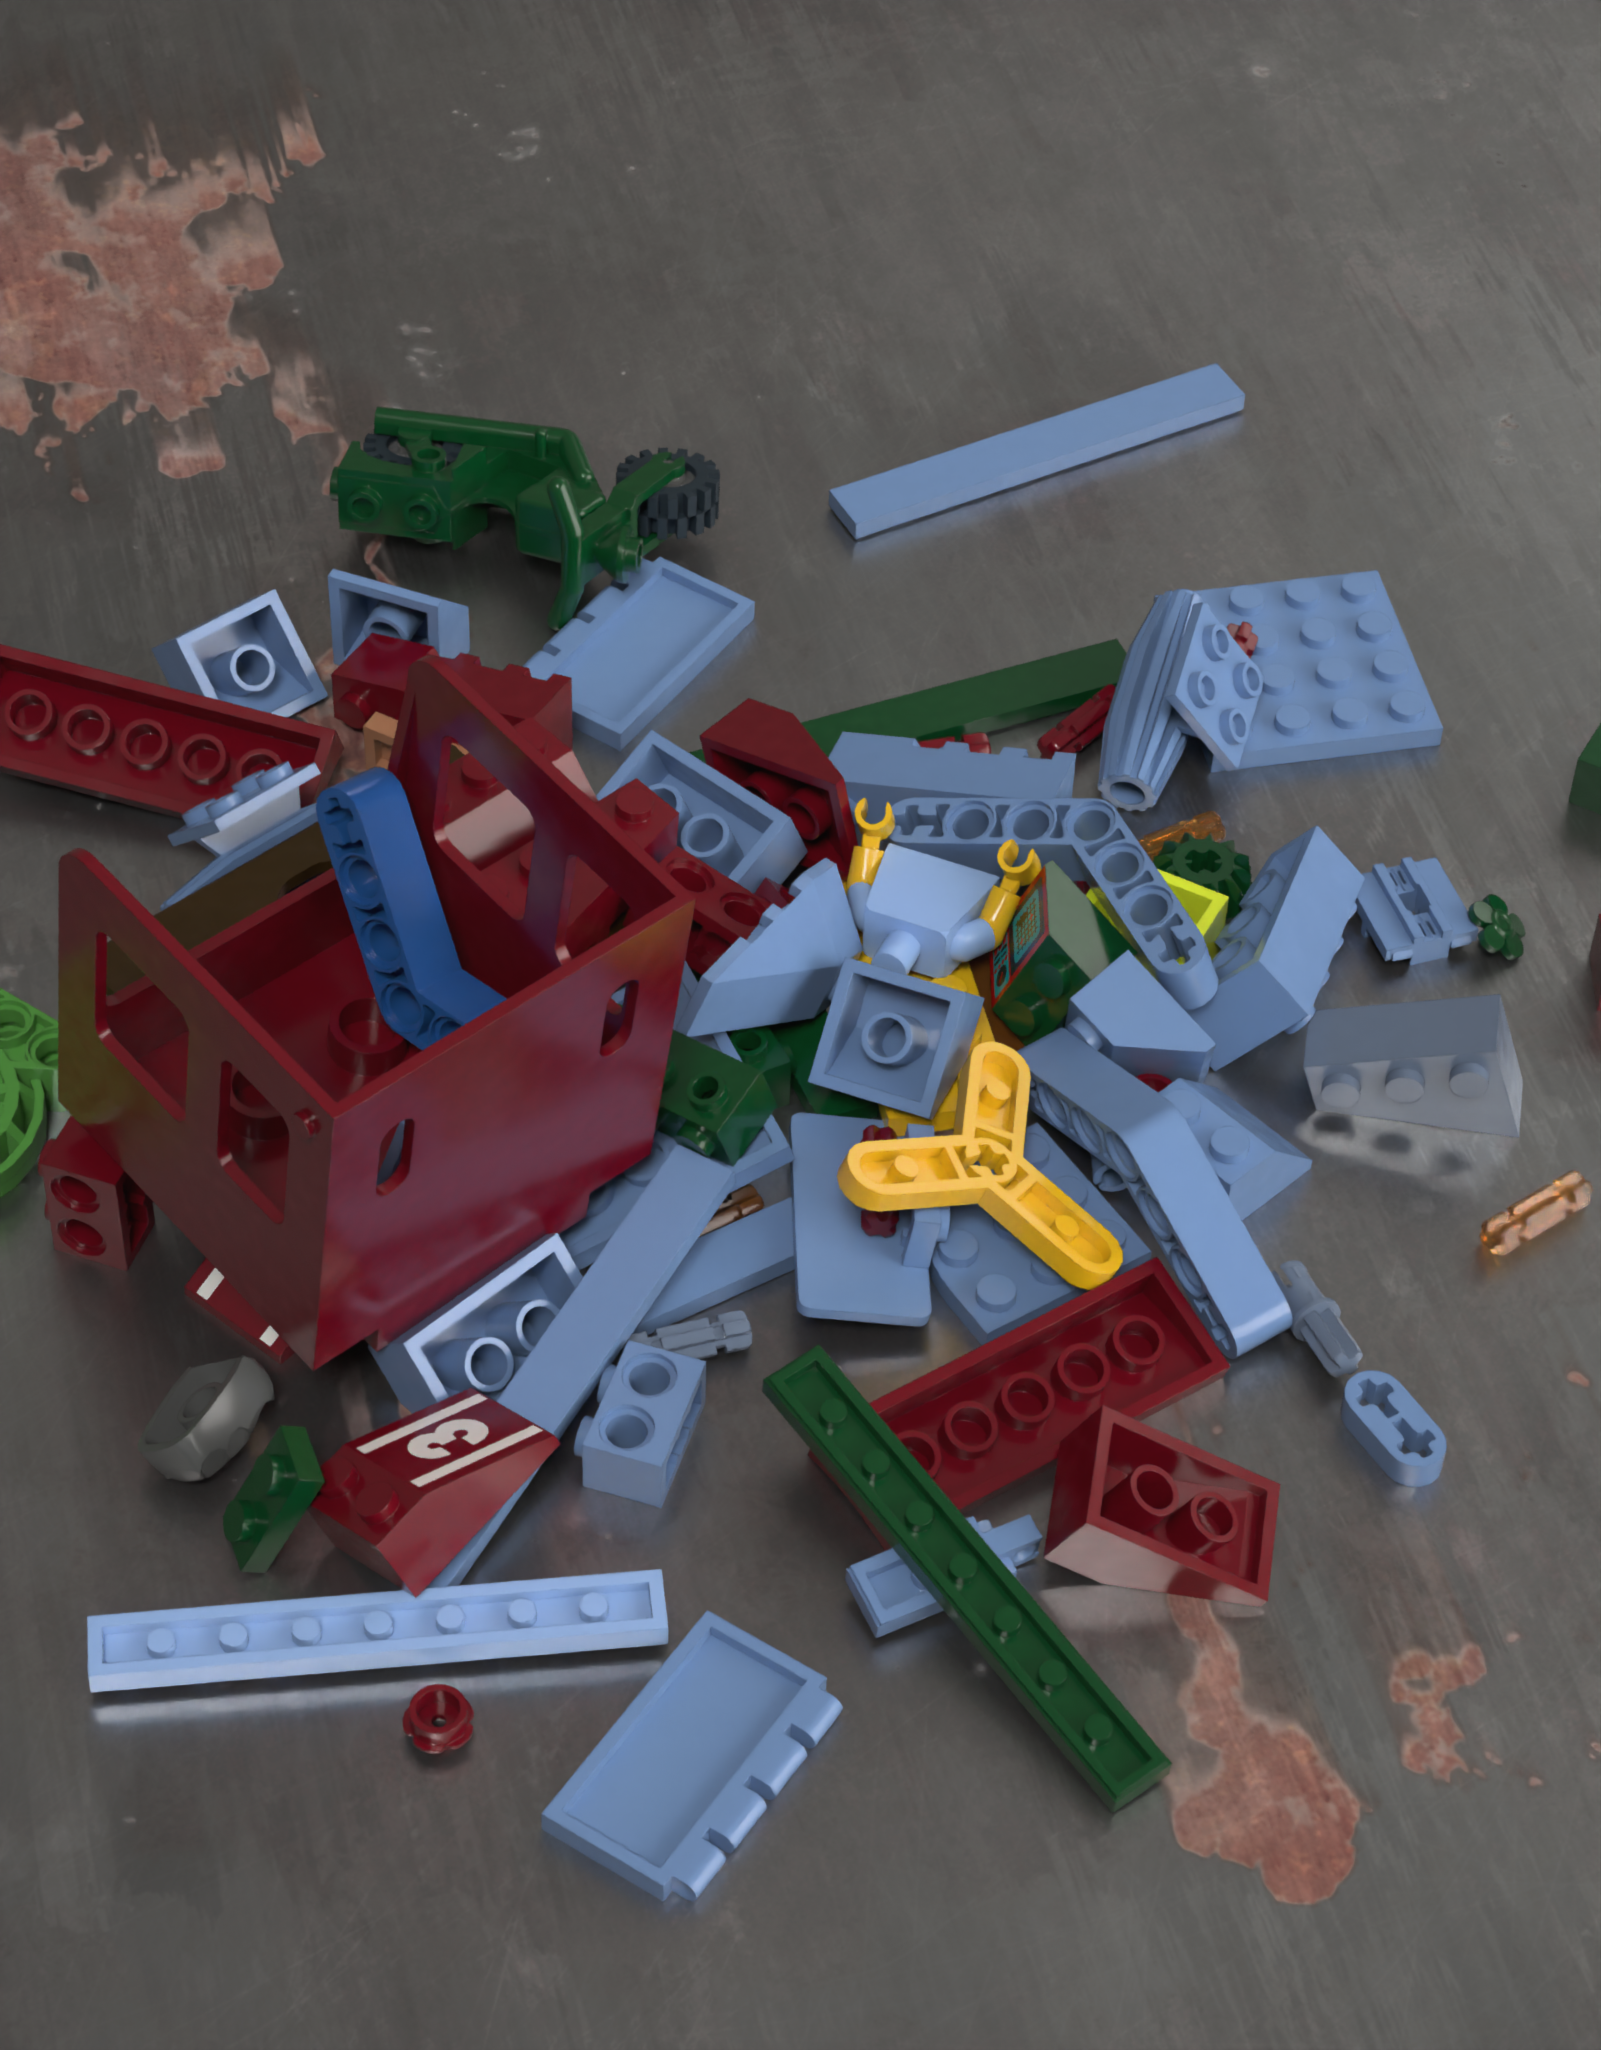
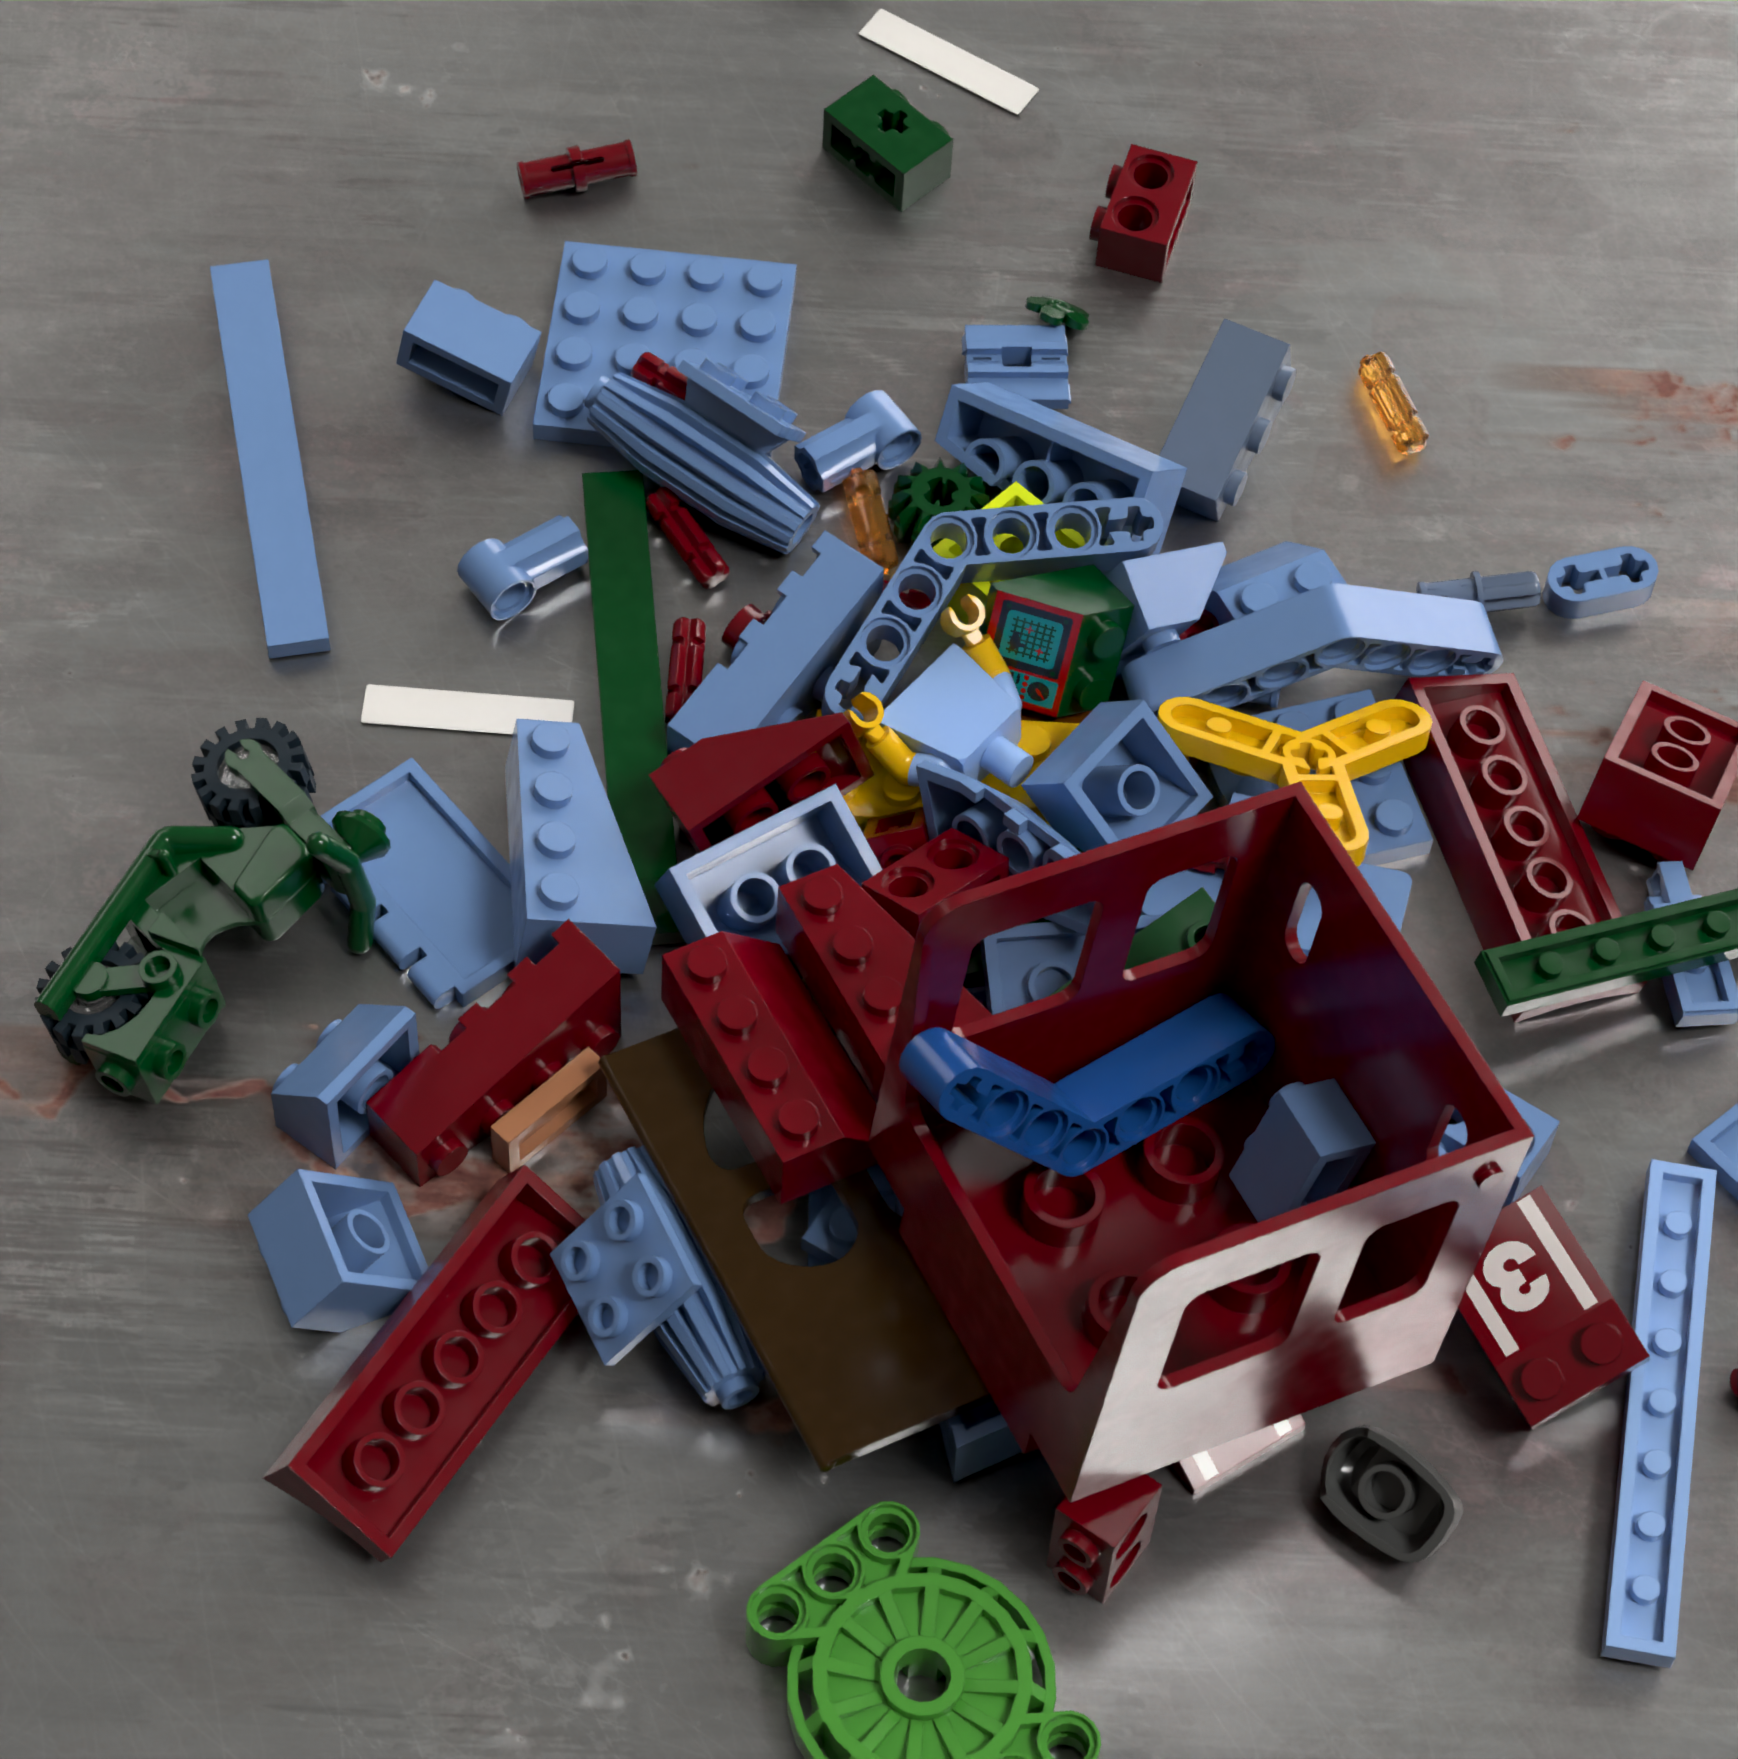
camera: 75 degrees left, 10 degrees up
(272, 1499) = (1525, 1448): dark green plate -> none
(678, 691) = (569, 850): none -> medium blue wedge
(831, 637) = (458, 709): none -> white sticker
(981, 614) = (510, 573): none -> medium blue piece
(1209, 526) = (468, 347): none -> medium blue brick
(1258, 817) = (869, 435): none -> medium blue piece
(1468, 560) = (576, 169): none -> dark red pin

